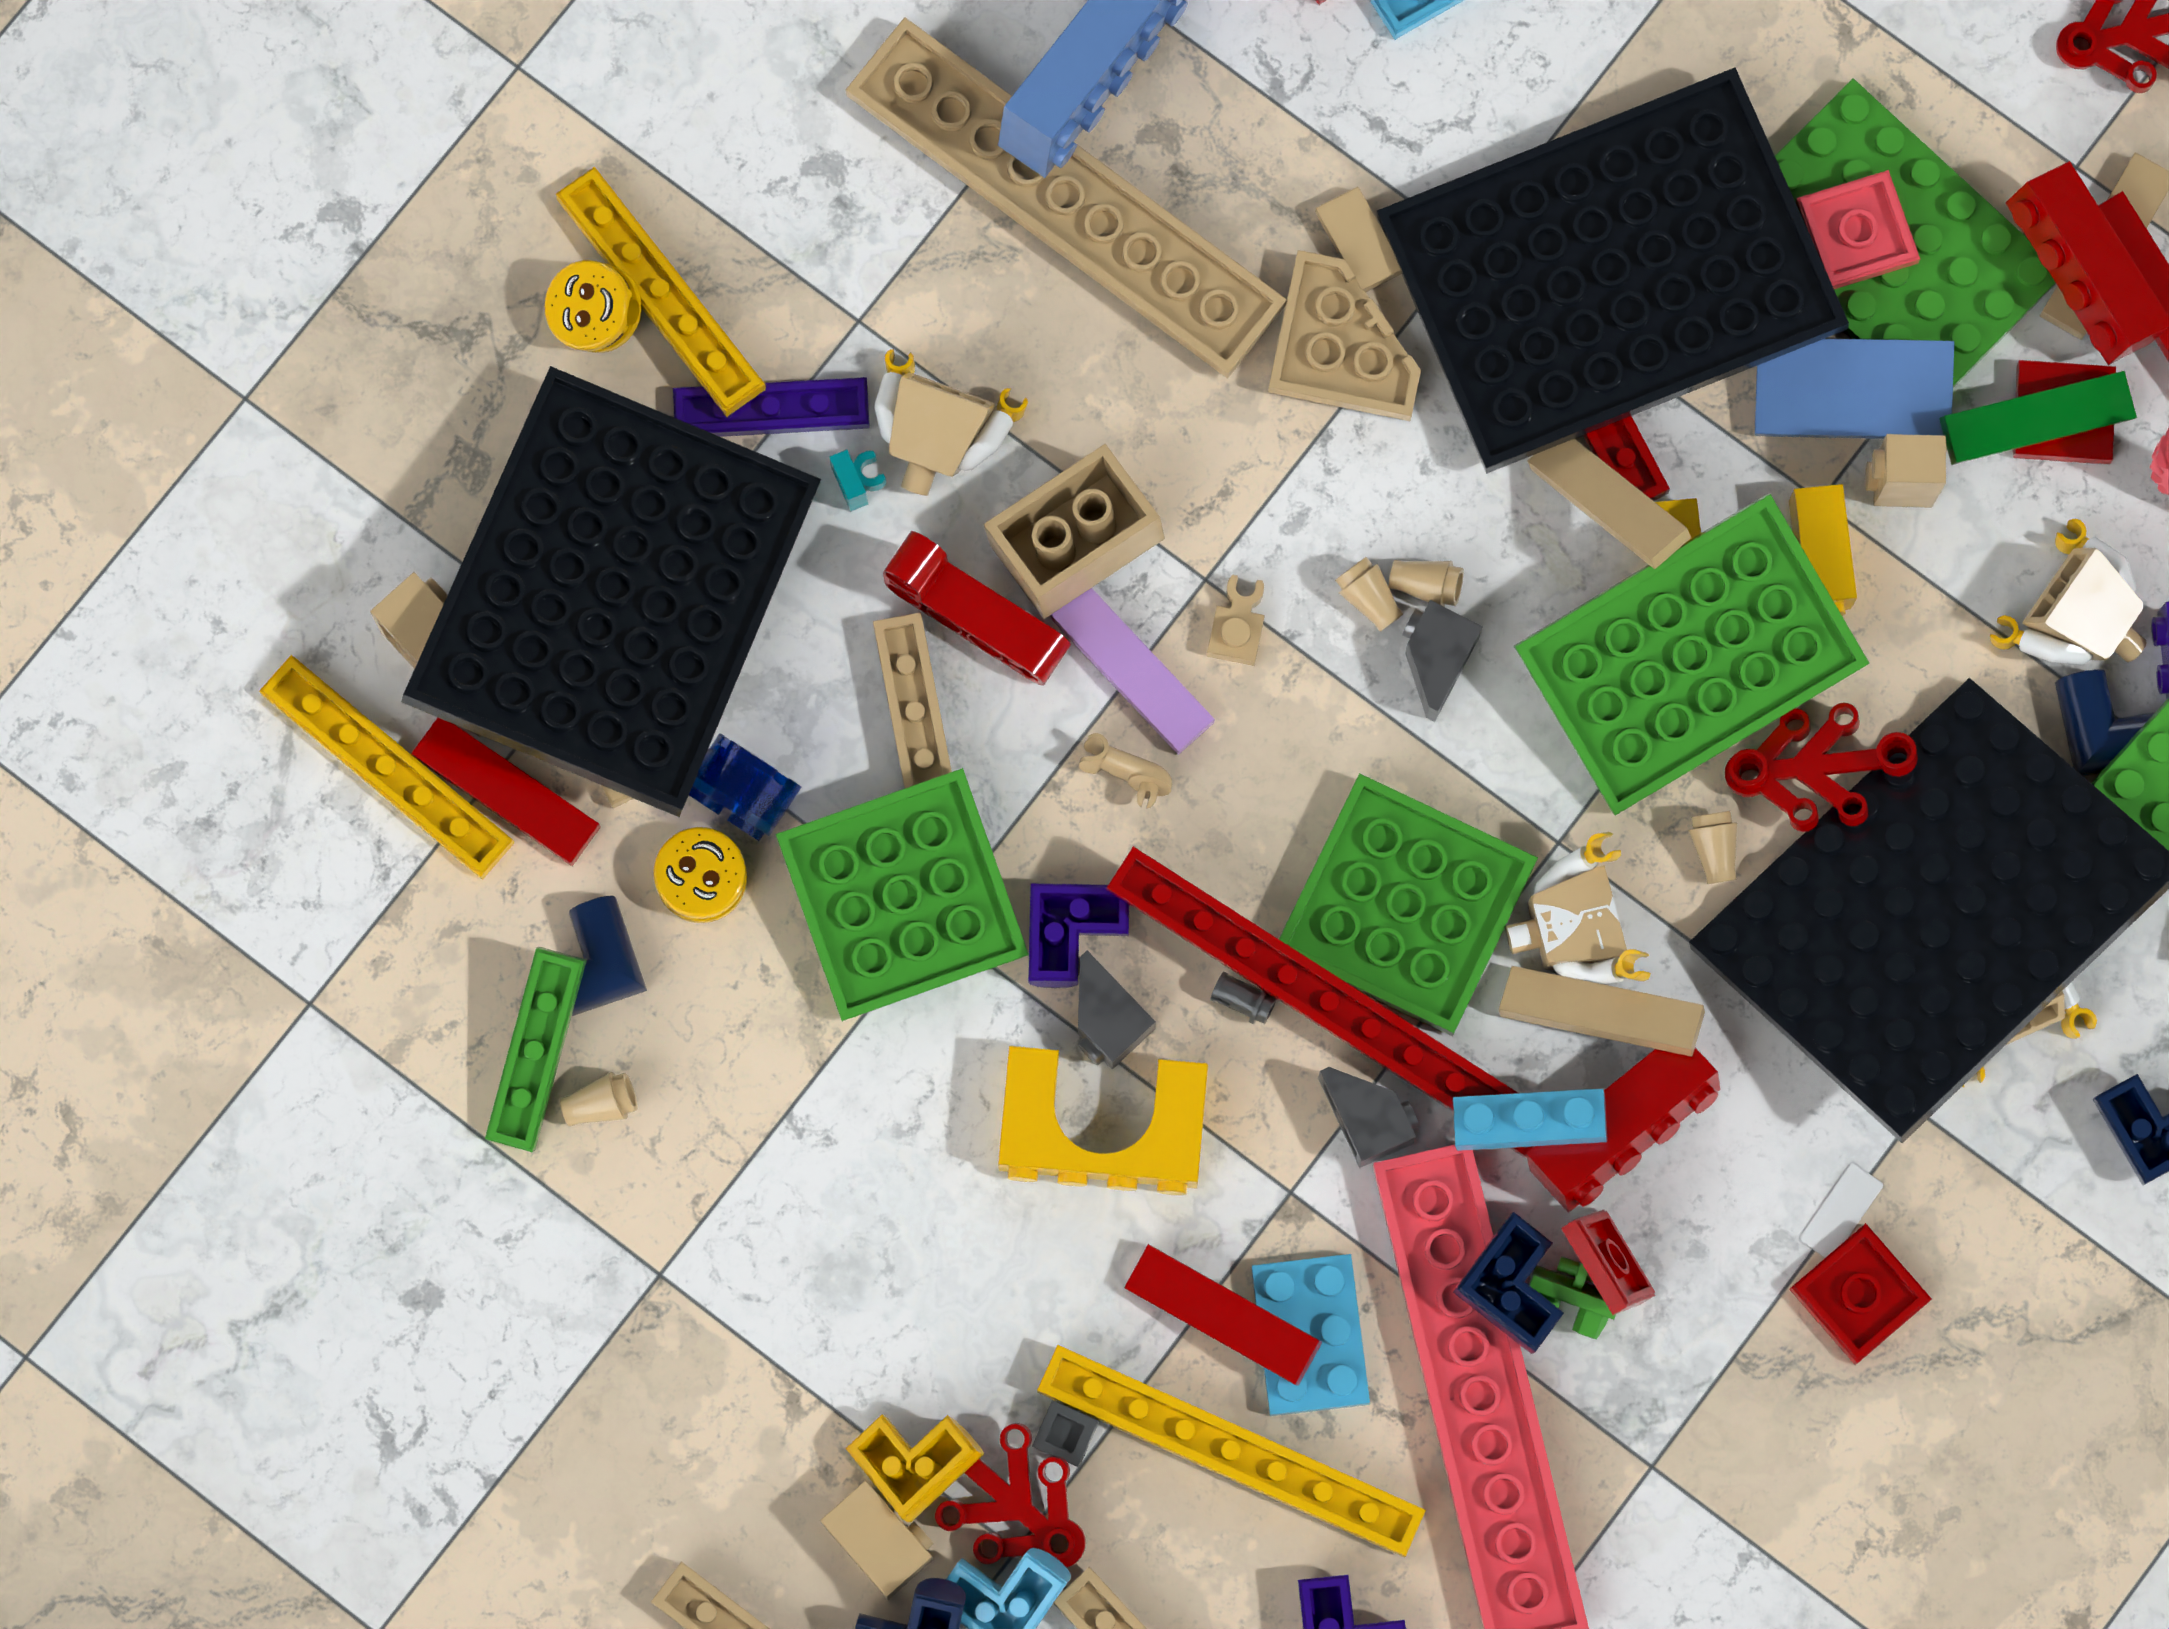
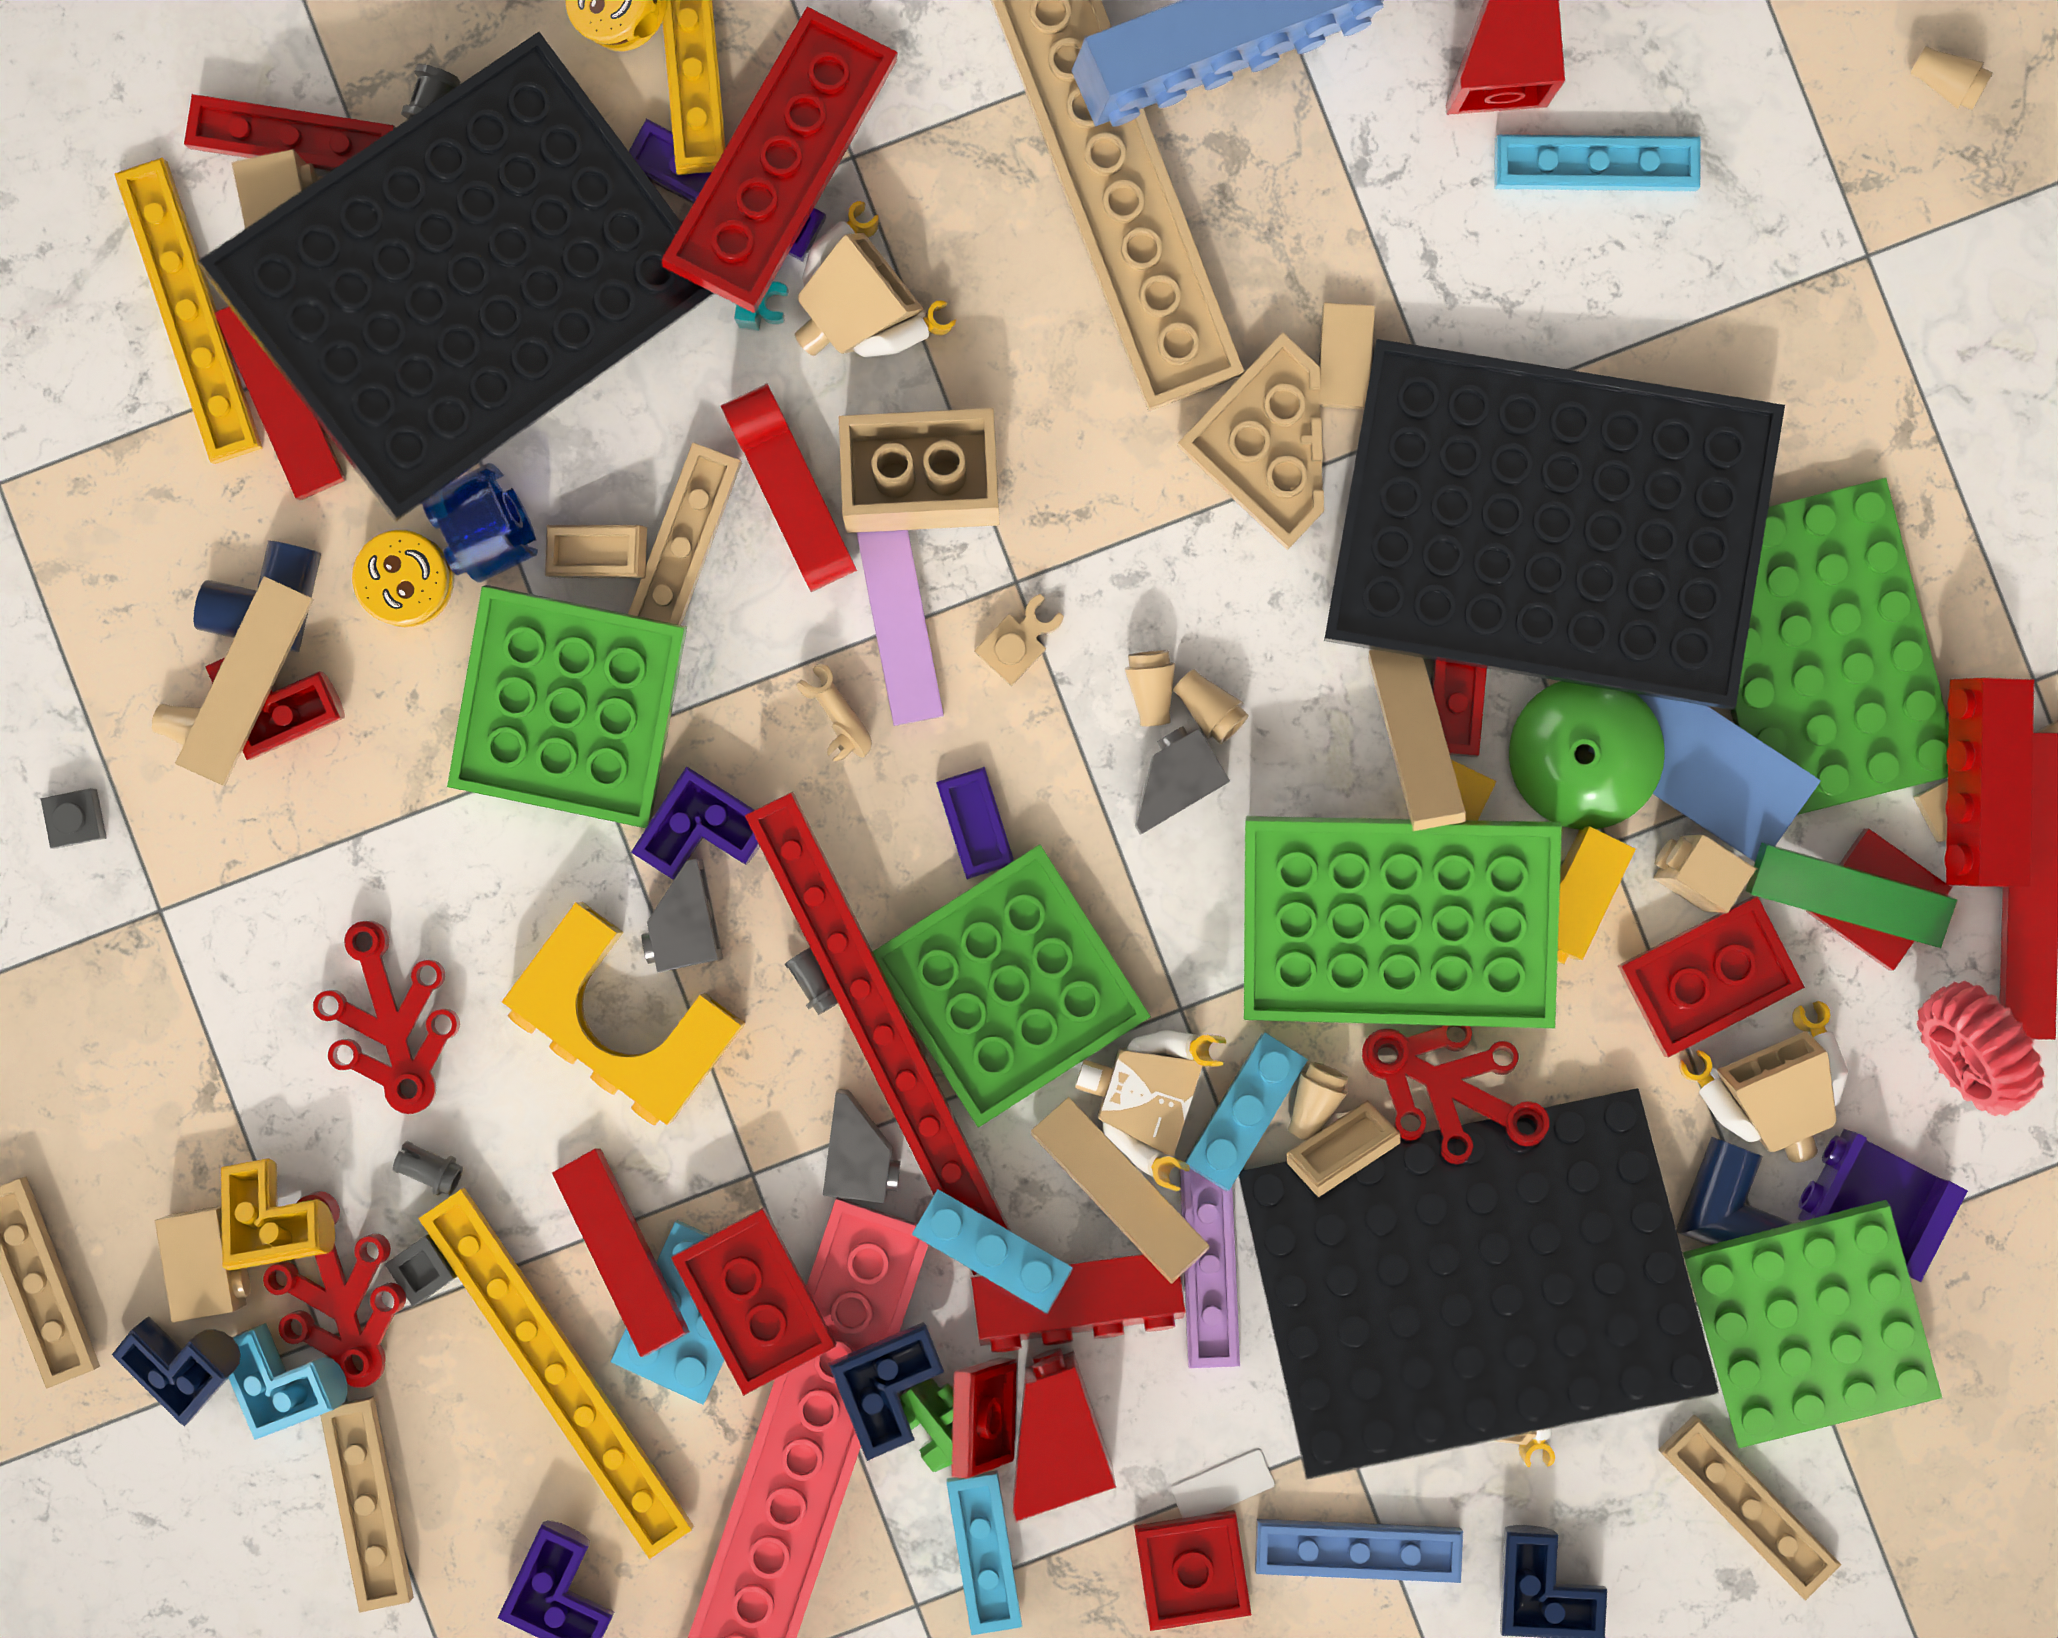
camera: 25 degrees right, 10 degrees up
(368, 580) = (261, 130): none -> red plate
(483, 471) = (430, 86): none -> dark grey bush
(535, 1049) = (161, 647): bright green tile -> none
(542, 1239) = (73, 818): none -> dark grey plate
(625, 1030) = (244, 681): none -> tan tile
(657, 1053) = (290, 712): none -> red brick
(807, 353) = (780, 160): none -> red plate
(847, 757) = (596, 551): none -> tan tile
(915, 1248) = (391, 1025): none -> red plant
(1018, 1347) = (428, 1168): none -> dark grey pin
(1294, 791) = (975, 822): none -> dark purple tile
(1359, 1282) = (753, 1301): none -> red plate
(1664, 889) = (1245, 1111): none -> medium azure plate
(1677, 1239) = (1059, 1439): none -> red slope
(1679, 1382) = (984, 1553): none -> medium azure plate
(1740, 1068) = (1212, 1278): none -> lavender tile
(1762, 867) = (1343, 1148): none -> tan tile
(1779, 462) = (1625, 762): none -> bright green dish
(1859, 229) = (1801, 622): coral tile -> none
(1969, 553) = (1711, 976): none -> red plate
(1986, 1193) = (1358, 1550): none -> medium blue tile

